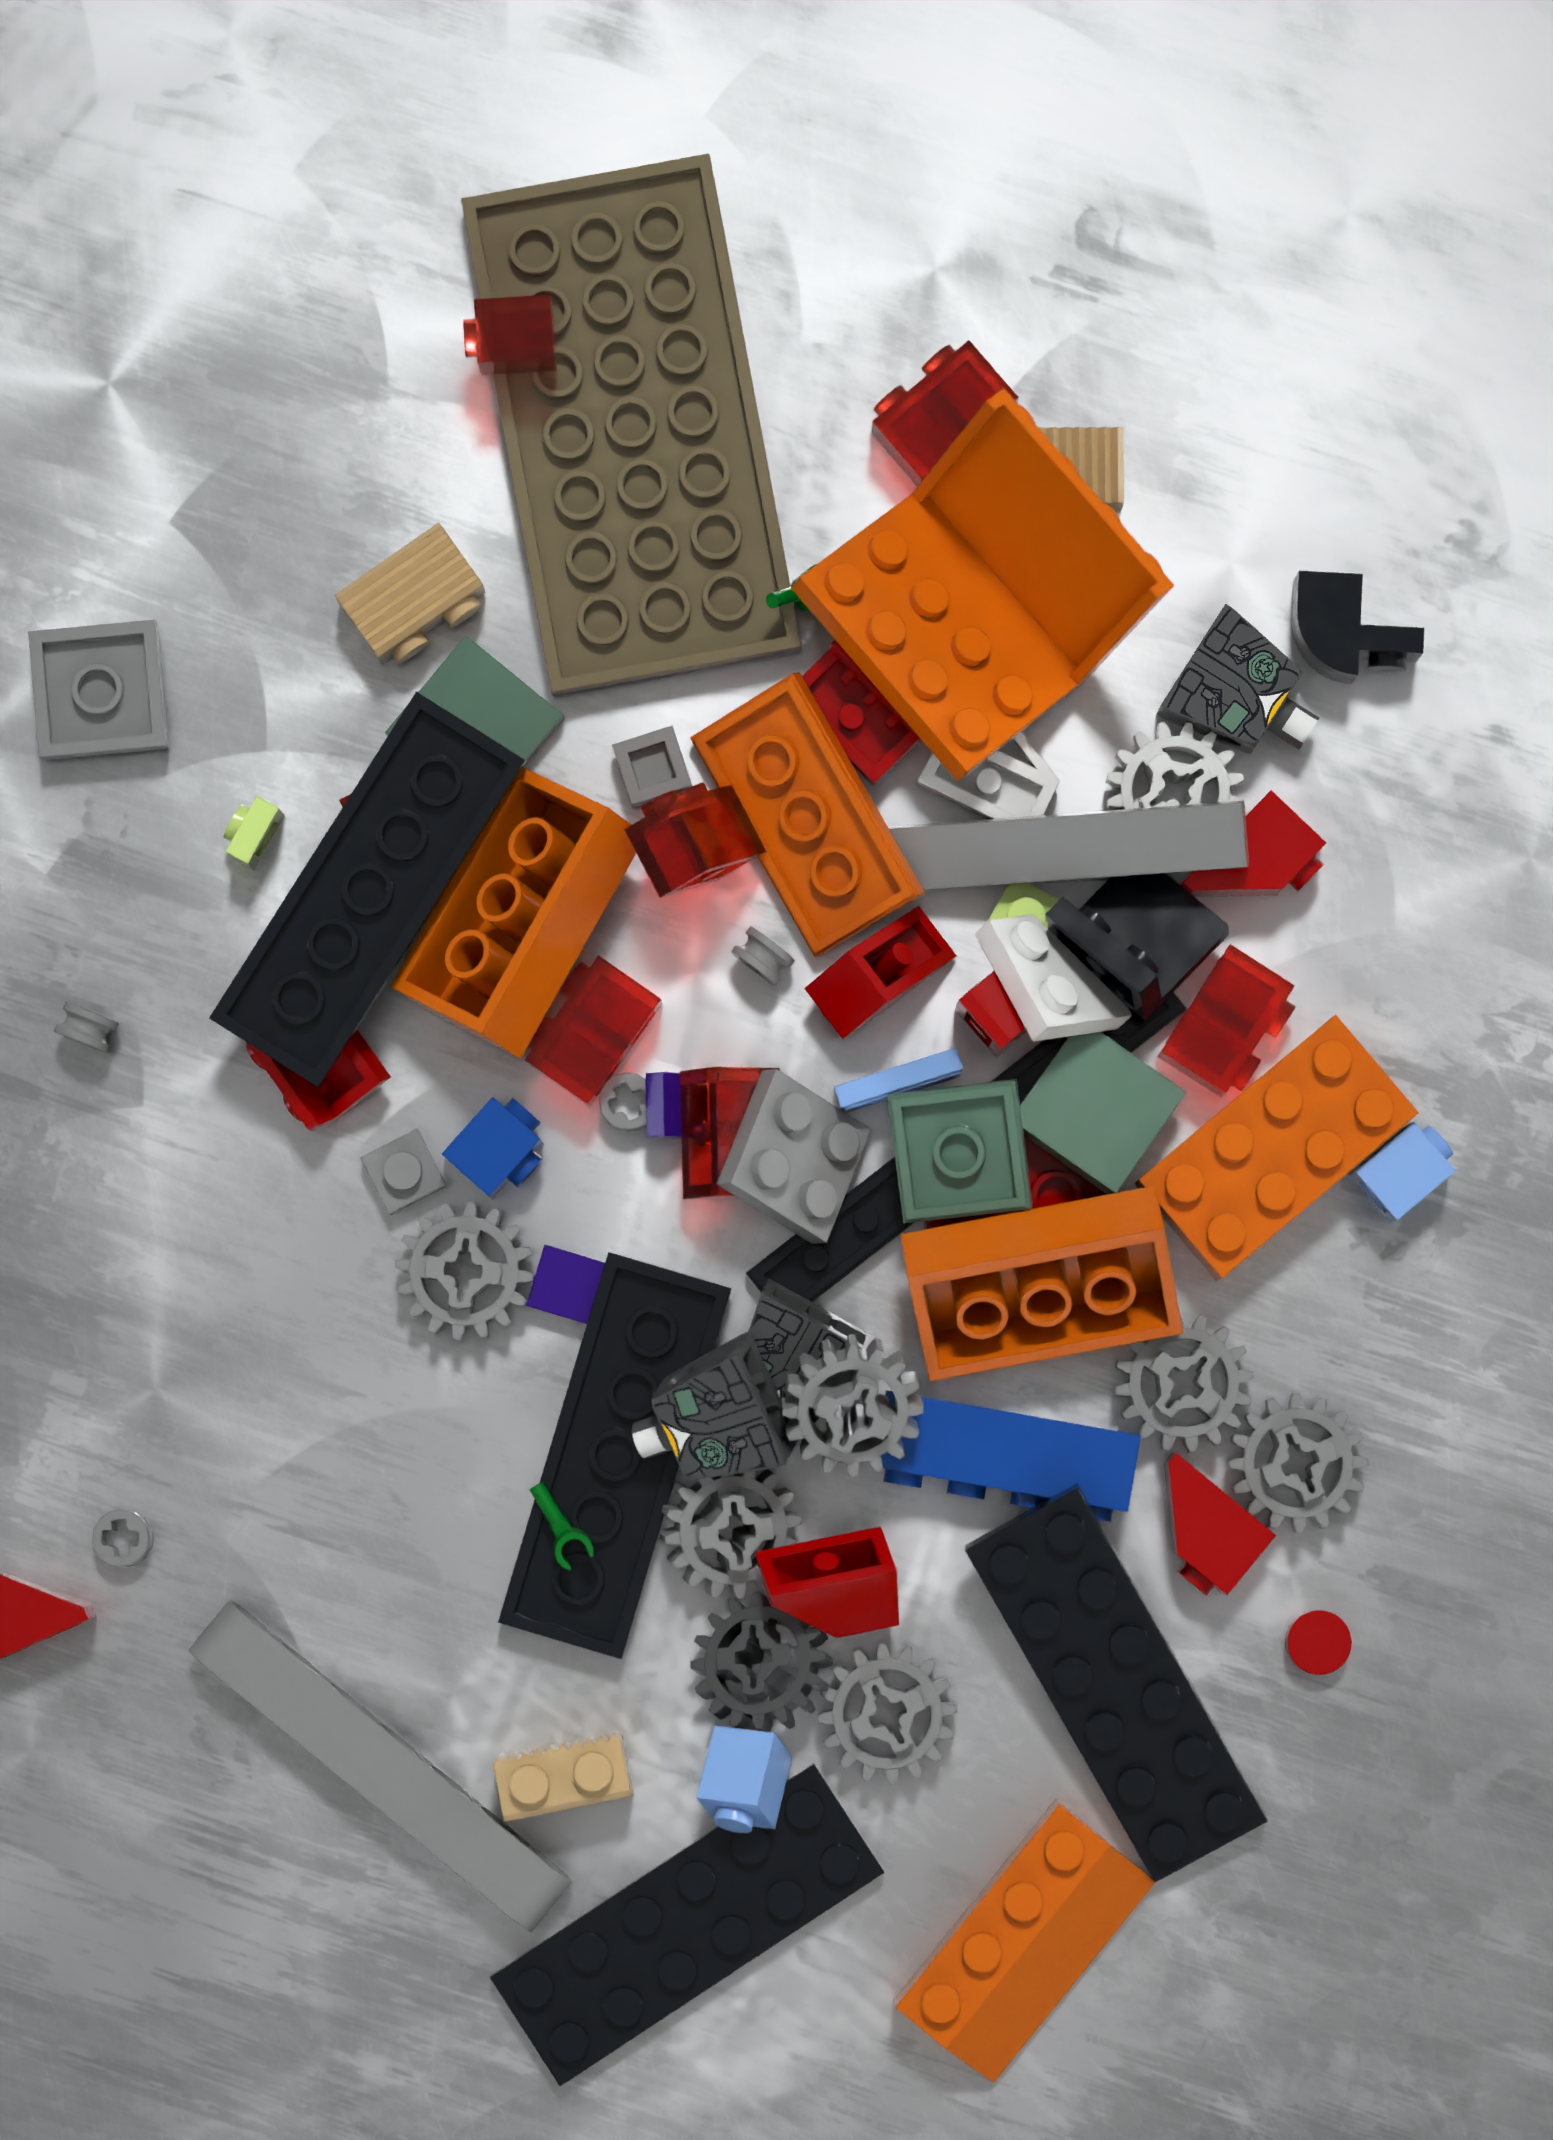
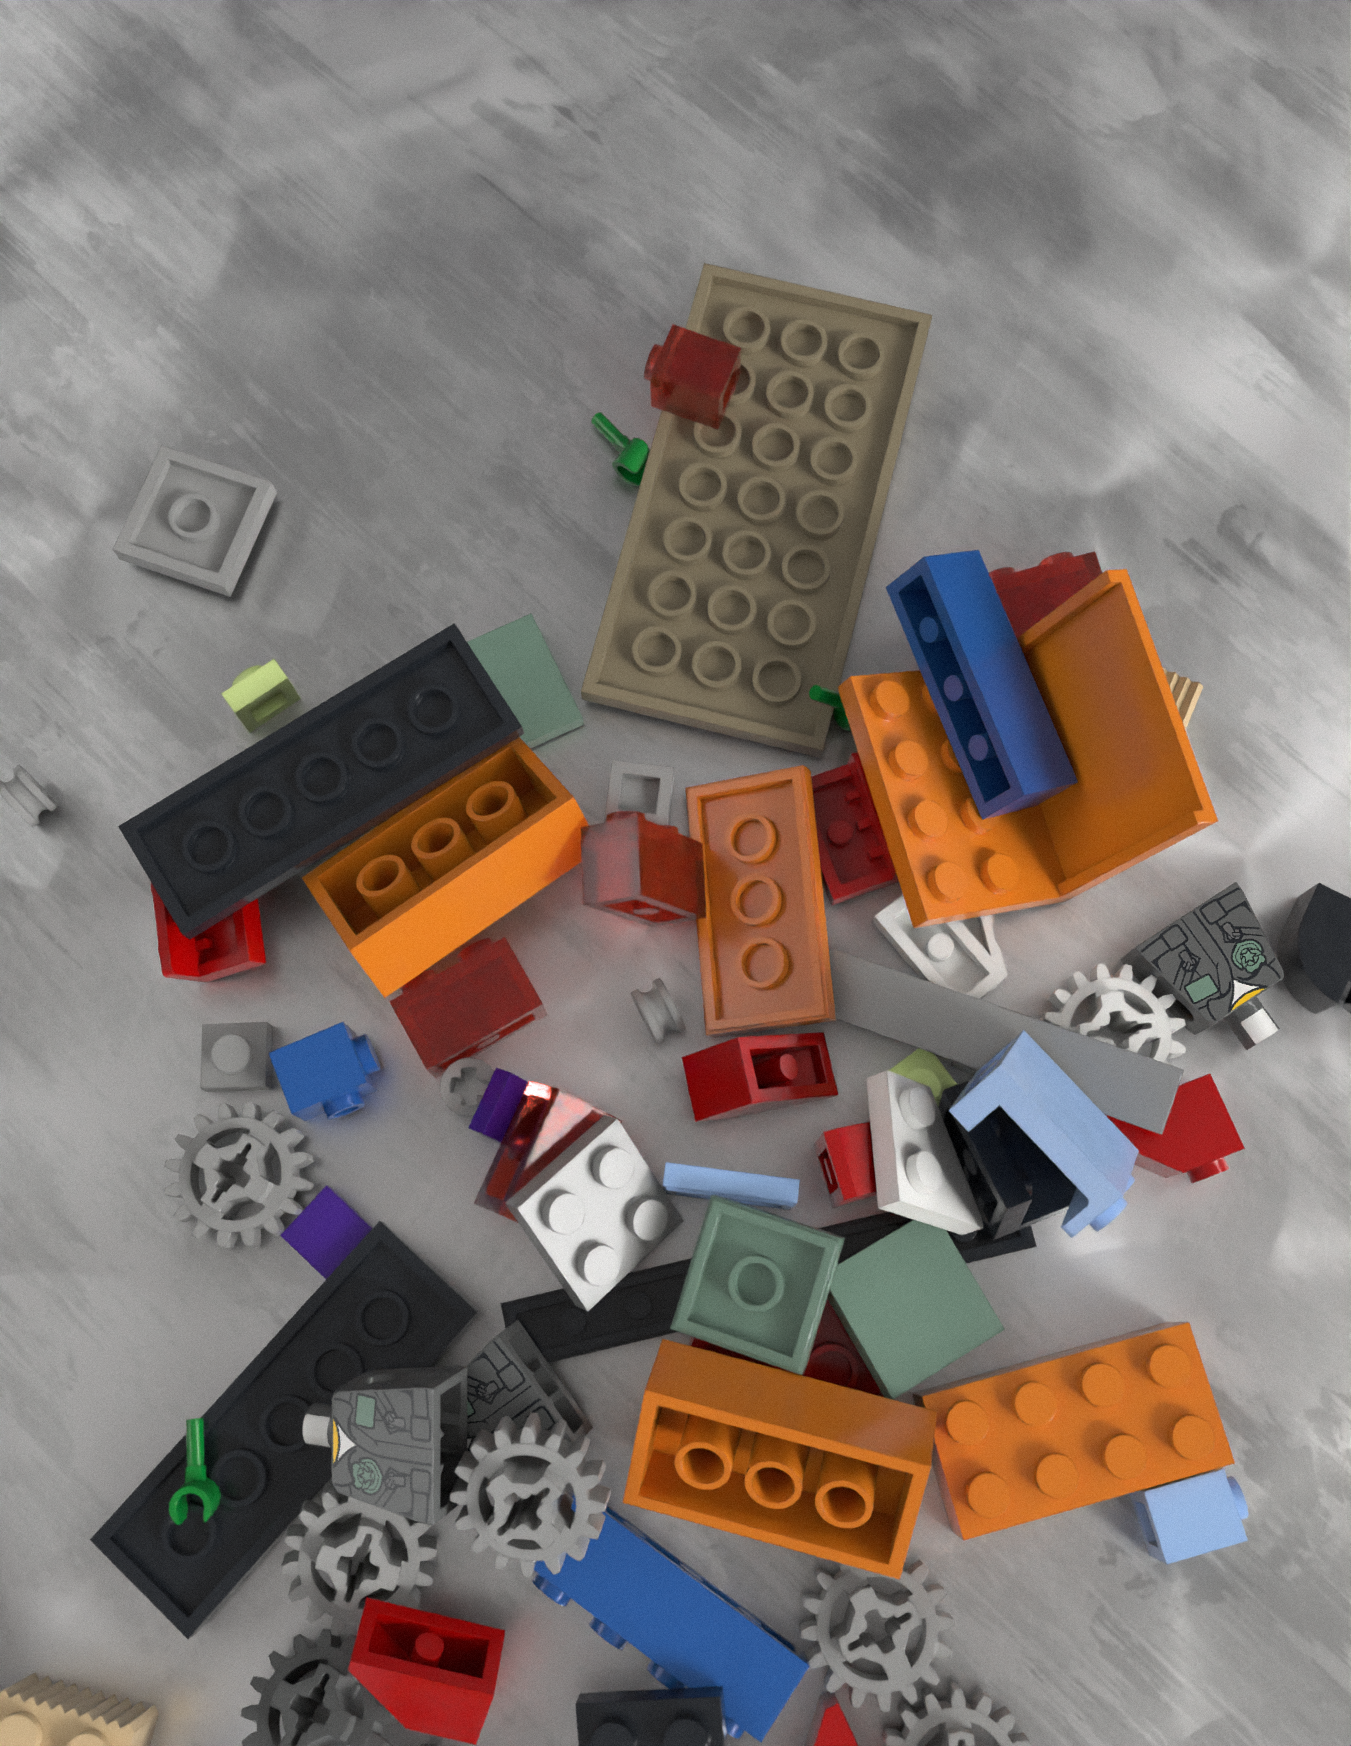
camera: 25 degrees right, 10 degrees down
(412, 596) = (500, 558): tan brick -> none
(486, 428) = (633, 453): none -> green hand
(918, 526) = (980, 683): none -> blue brick
(1153, 900) = (1060, 1123): none -> light blue panel
(1227, 1021) = (1070, 1281): clear red brick -> none

